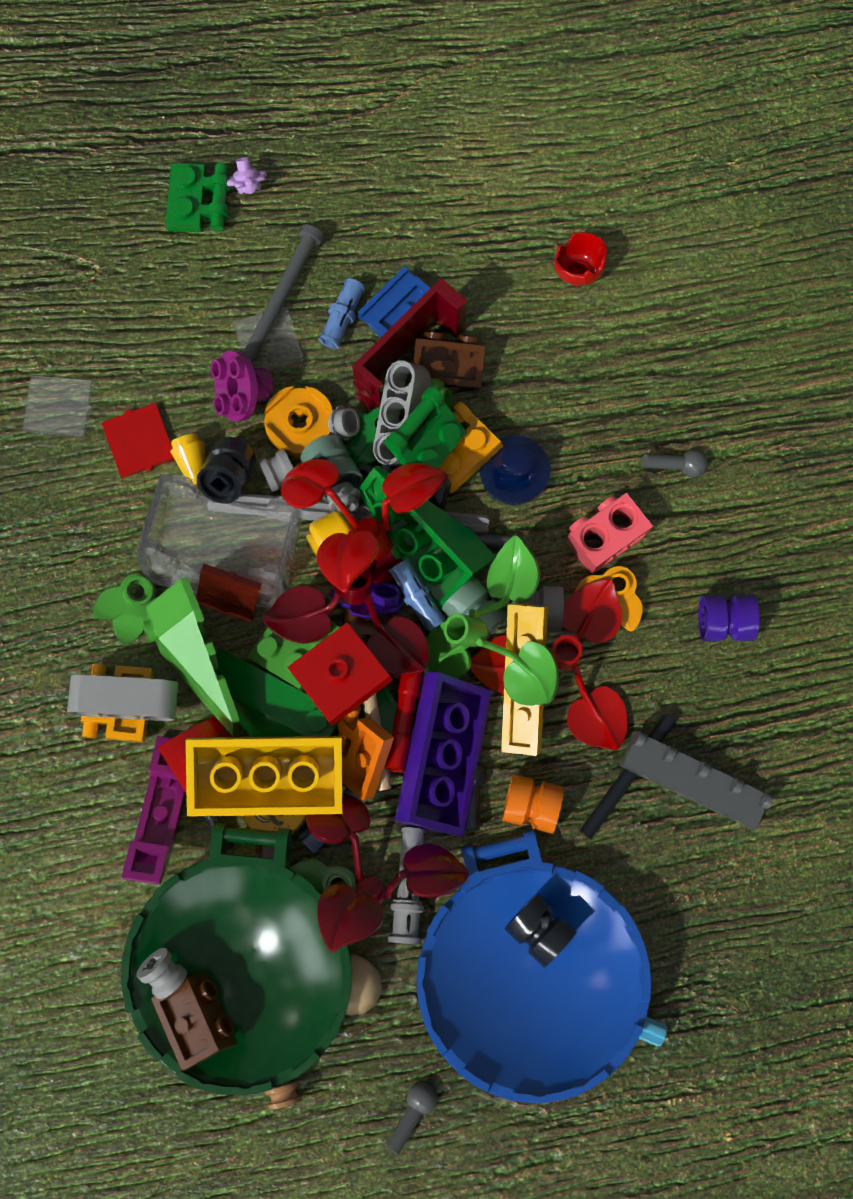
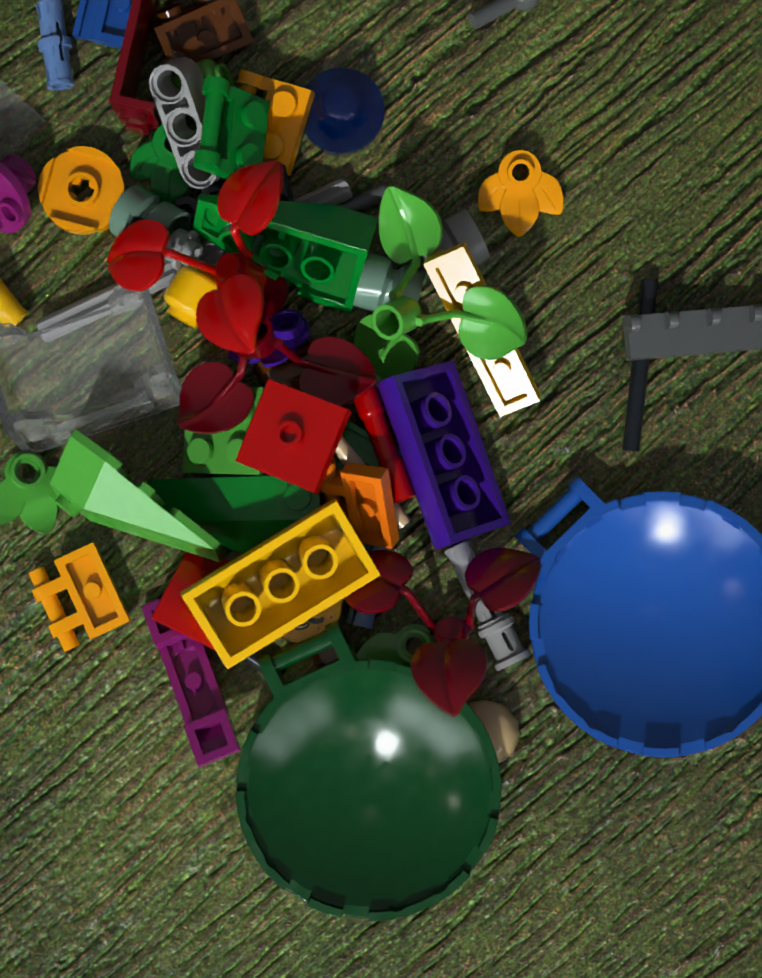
camera: 30 degrees left, 10 degrees up
(122, 697) = (84, 589): light grey beam -> none
(161, 973) = (295, 833): light grey wheel -> none
(195, 1021) = (354, 857): reddish brown bracket -> none
(226, 470) = (41, 290): black wheel -> none
(228, 592) = (124, 418): clear red piece -> none
(275, 469) = (91, 258): light grey wheel -> none
(284, 1095) = (483, 875): medium nougat bush -> none
(344, 422) = (132, 165): light grey plate -> none
(417, 595) = (318, 305): medium blue pin -> none
(421, 1100) = (616, 800): dark grey bar -> none
(480, 778) = (509, 497): black bar -> none
(533, 804) = (562, 450): orange wheel -> none
(541, 930) = (642, 571): black wheel -> none
(597, 616) = (517, 219): red plant -> none
(612, 538) = (486, 126): coral brick -> none
(734, 617) = (658, 139): dark purple wheel -> none

